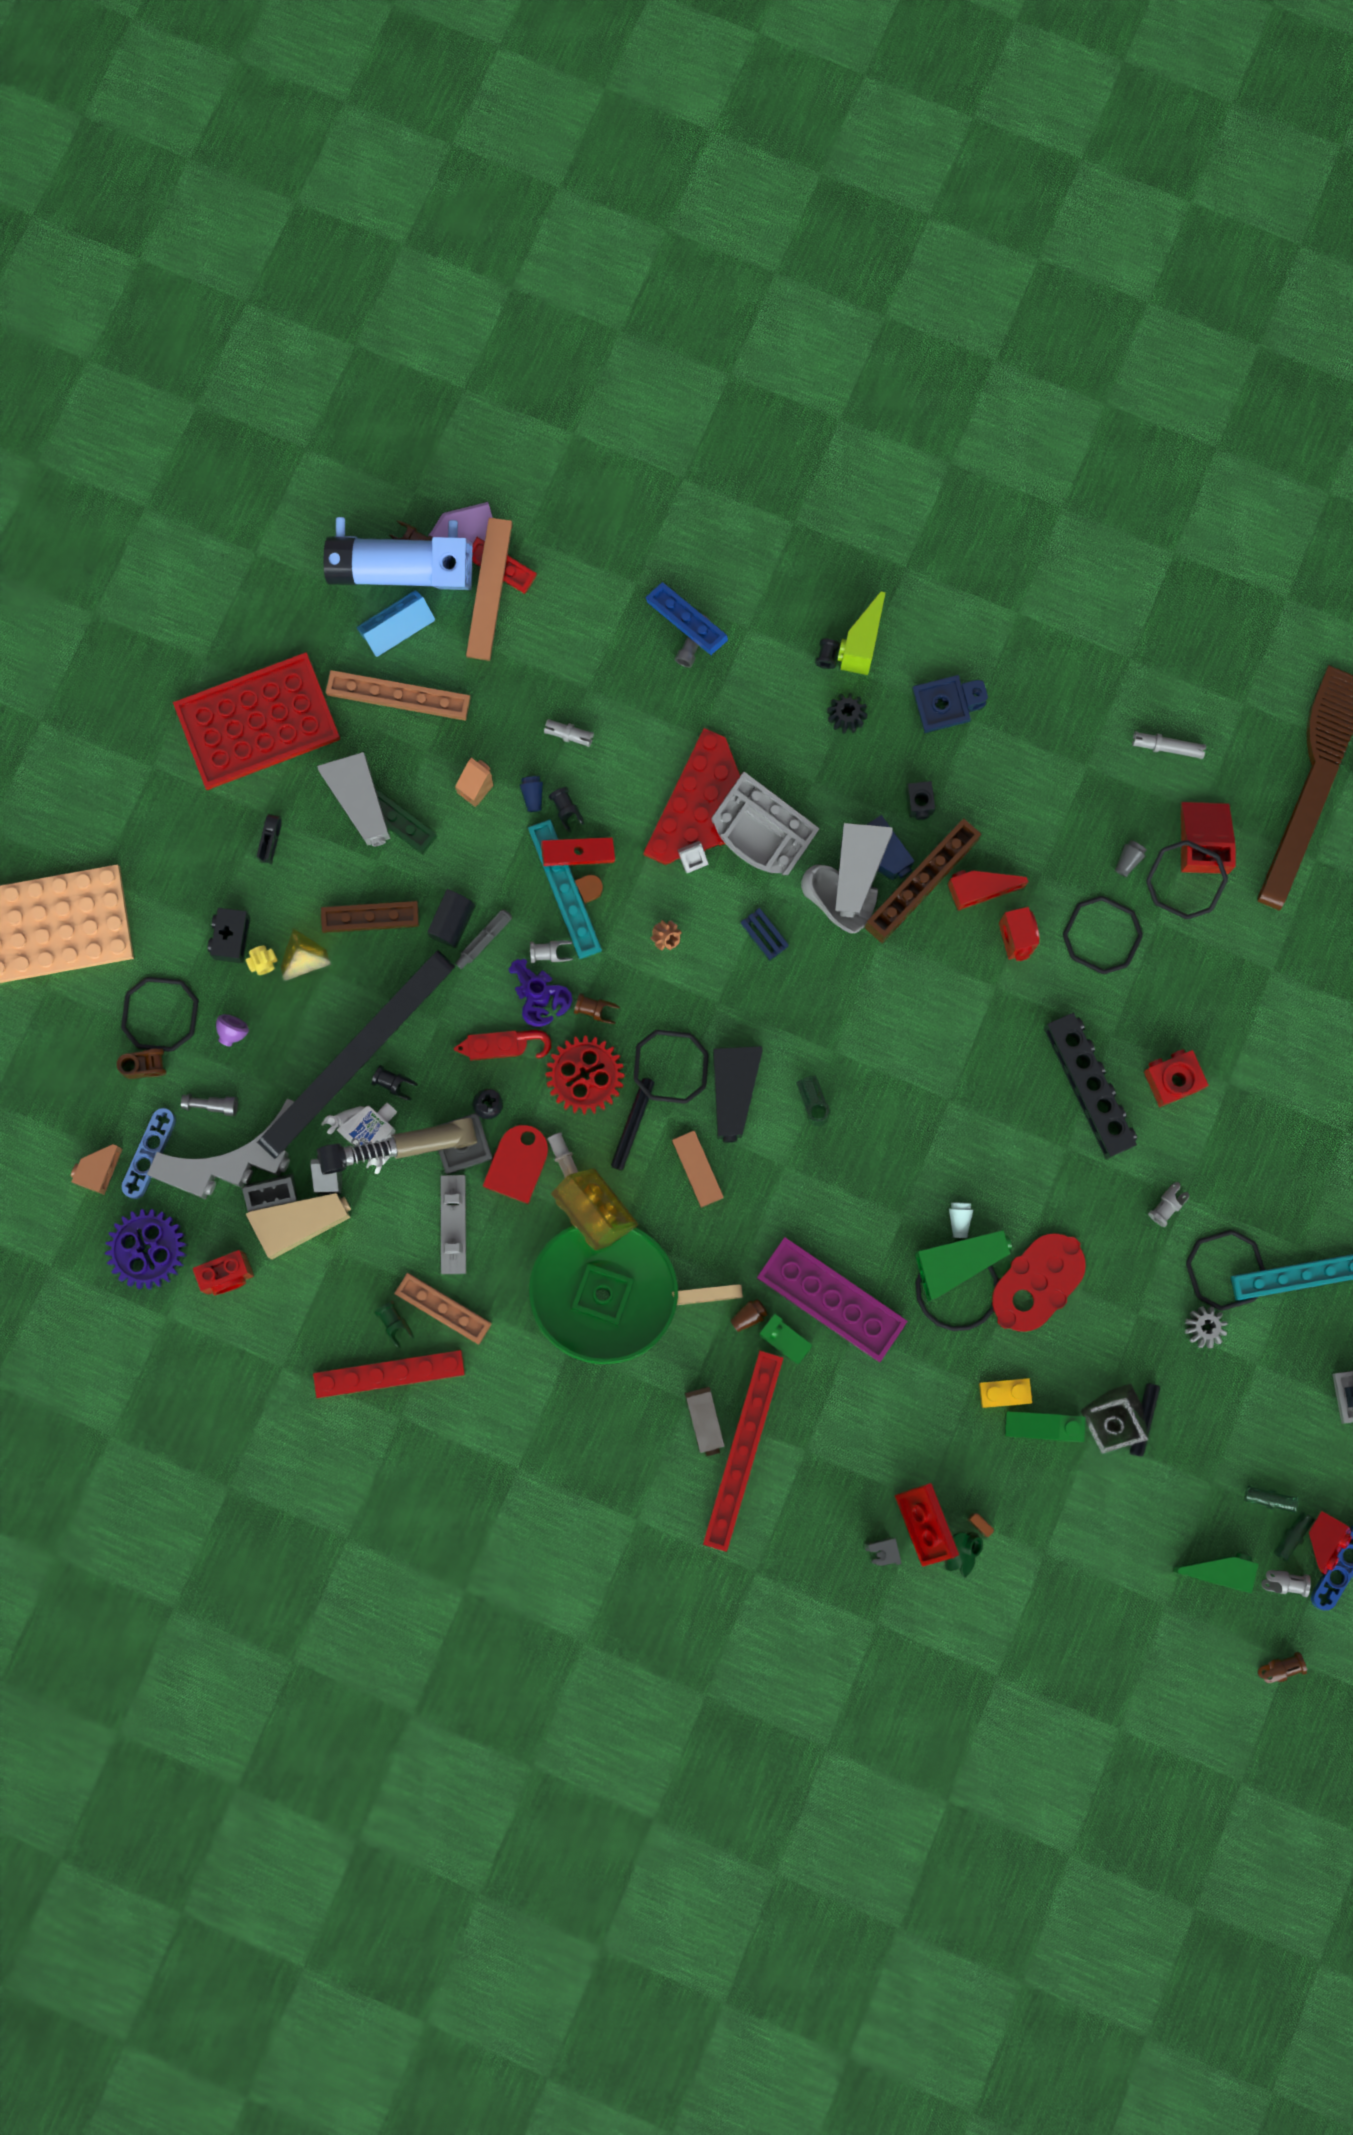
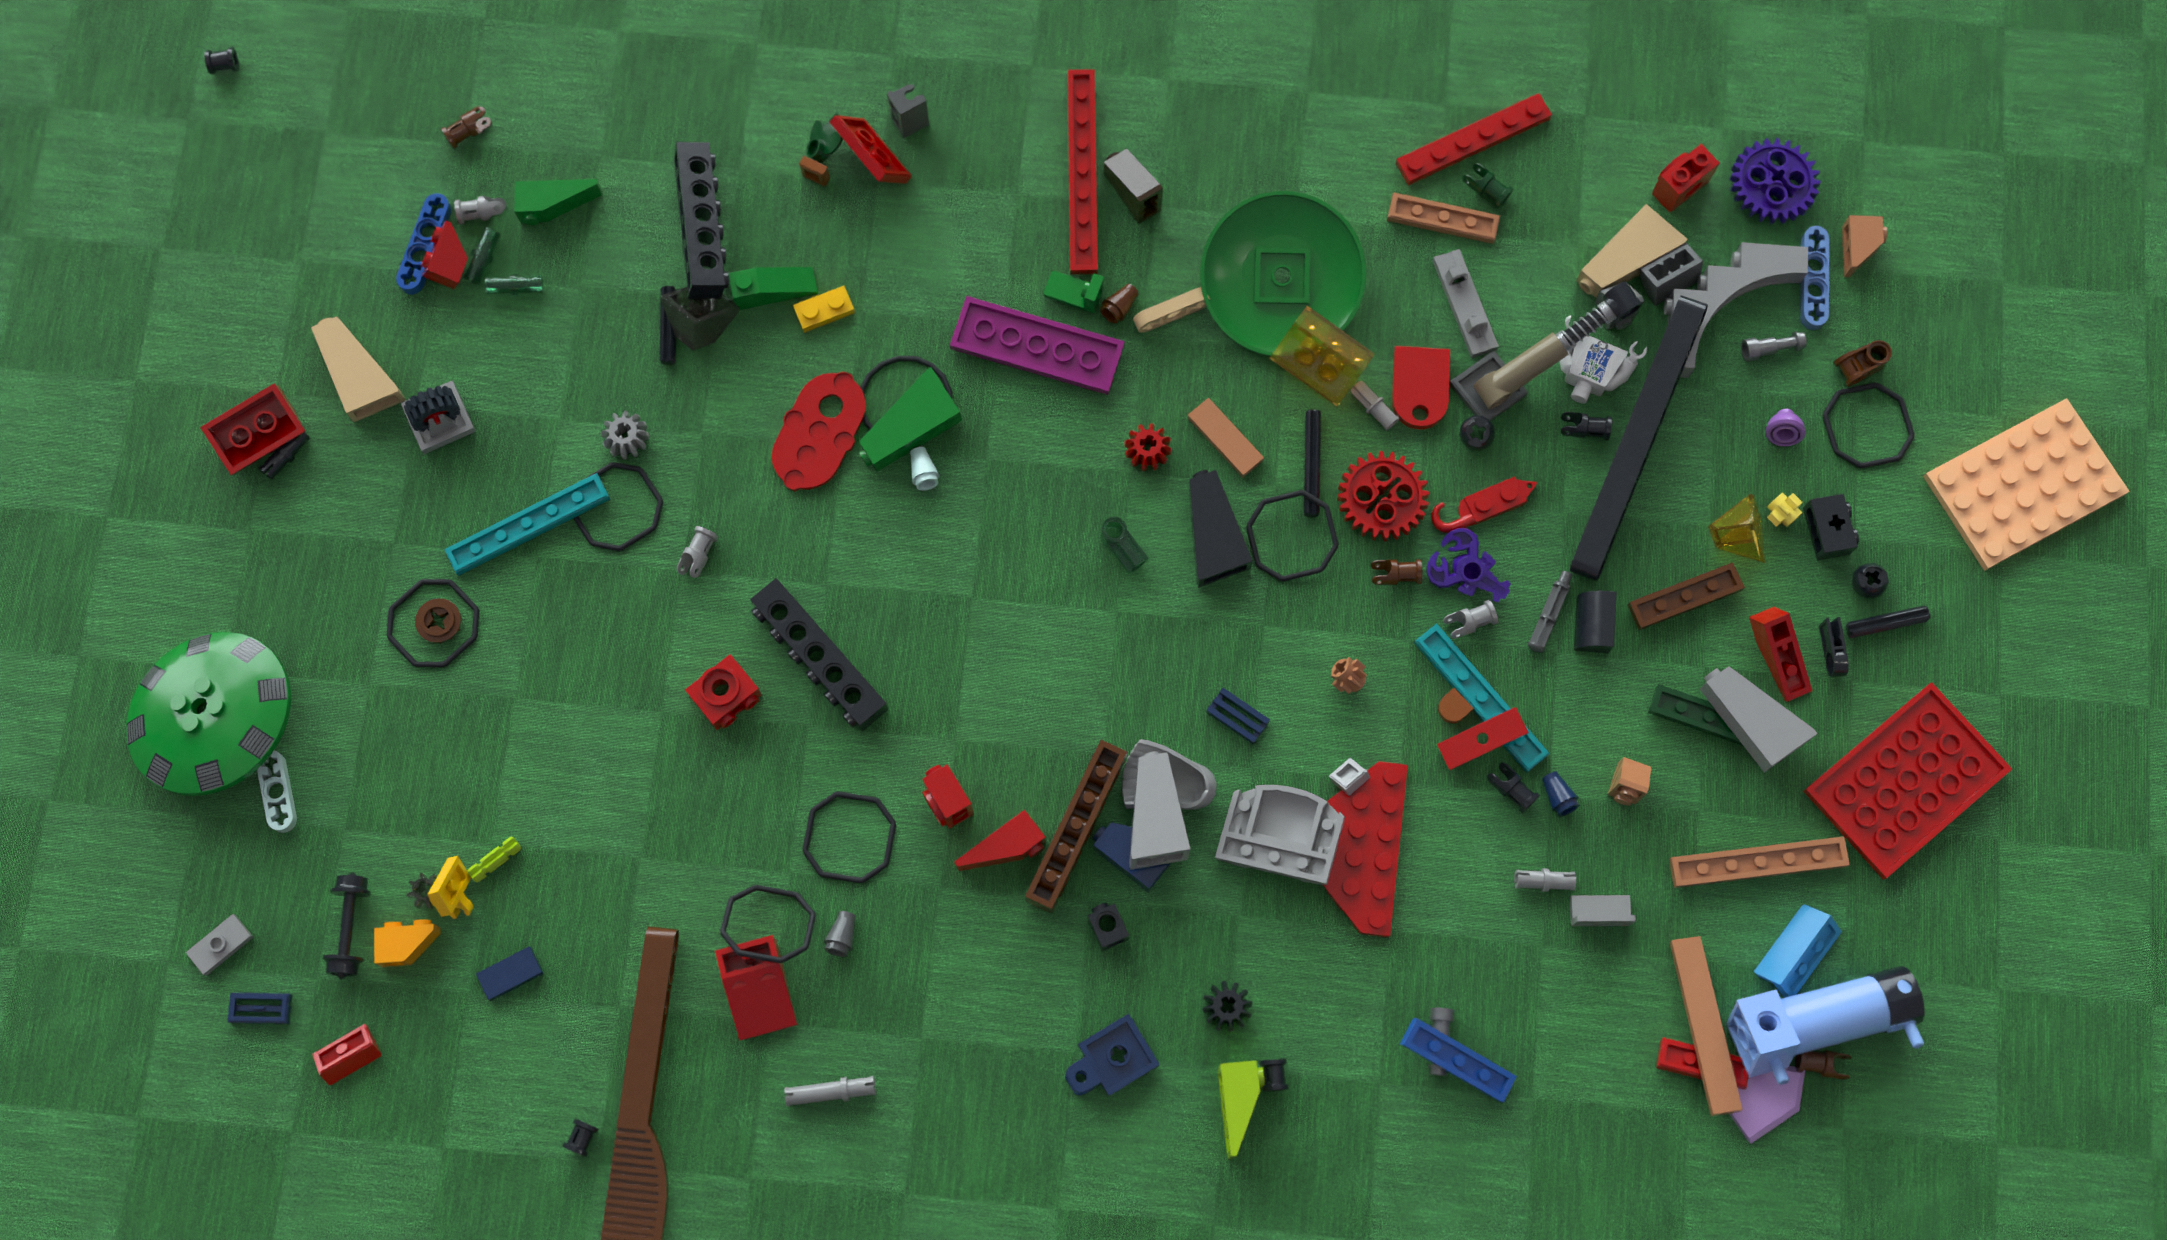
camera: 165 degrees right, 5 degrees down
(216, 848) = (1888, 621): none -> black axle
(224, 878) = (1860, 579): none -> black piece
(313, 849) = (1781, 651): none -> red slope
(534, 696) = (1601, 910): none -> light grey panel
(763, 1170) = (1138, 442): none -> red gear
(1093, 1569) = (701, 282): none -> black brick

